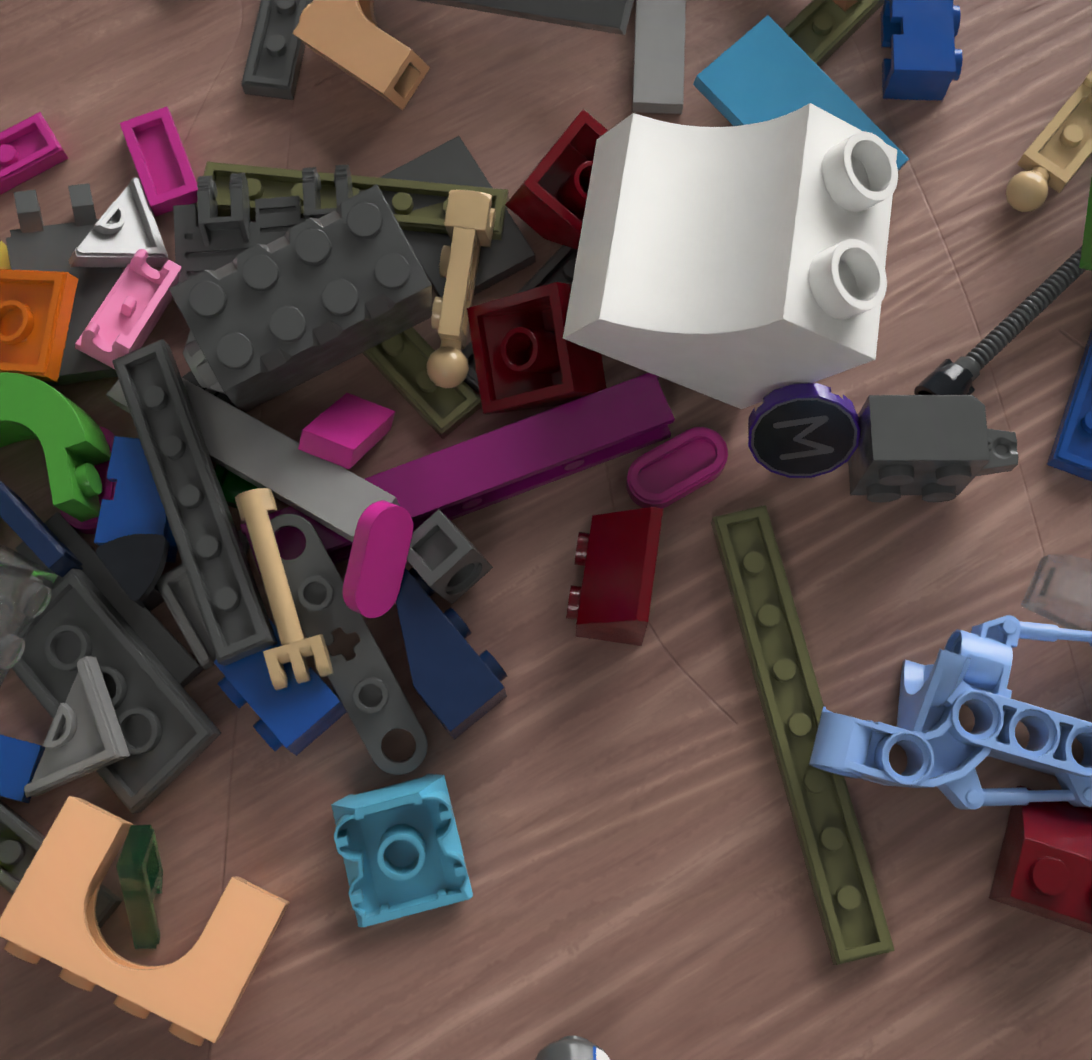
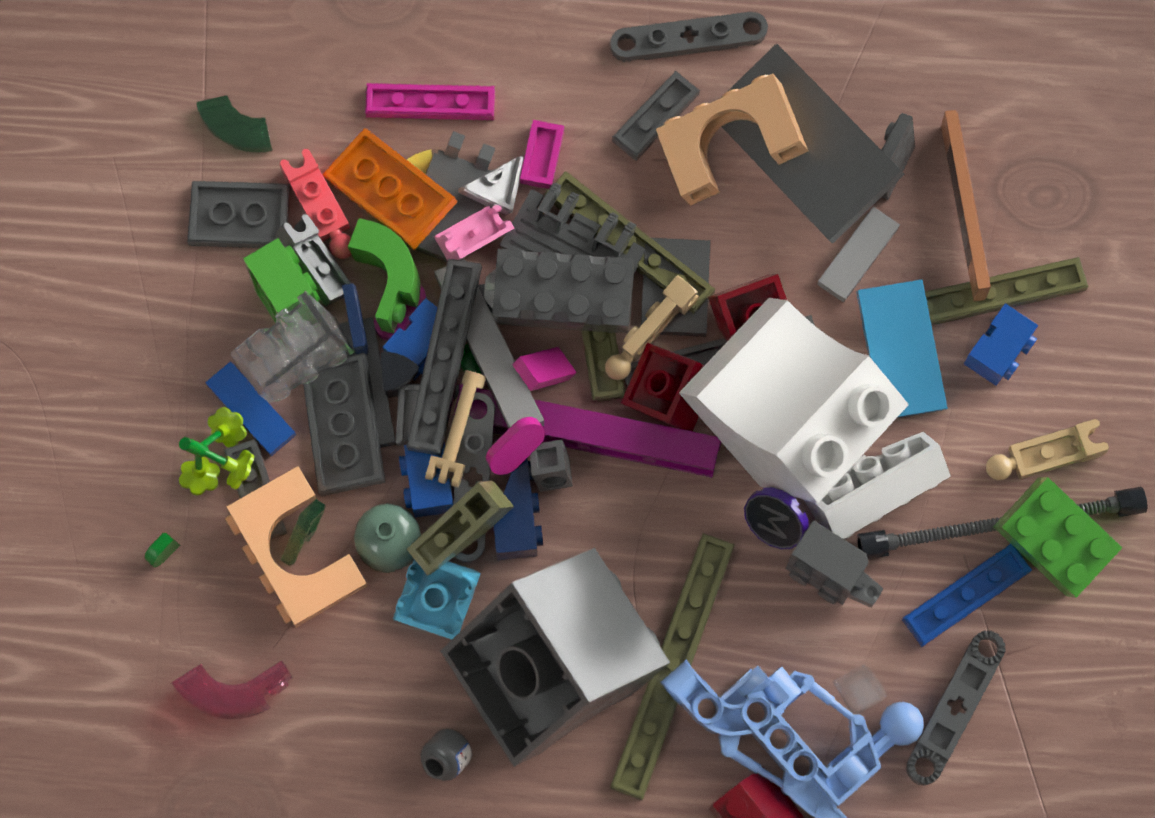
camera: 30 degrees right, 0 degrees up
(82, 734) = (319, 439): light grey tile -> none
(275, 811) = (384, 537): none -> sand green cylinder
(372, 728) = (460, 526): none -> olive slope
(617, 575) = (631, 531): dark red slope -> none
(638, 832) = (553, 654): none -> dark grey brick
(677, 468) = (703, 496): dark pink tile -> none
(924, 268) = (881, 484): none -> white wedge

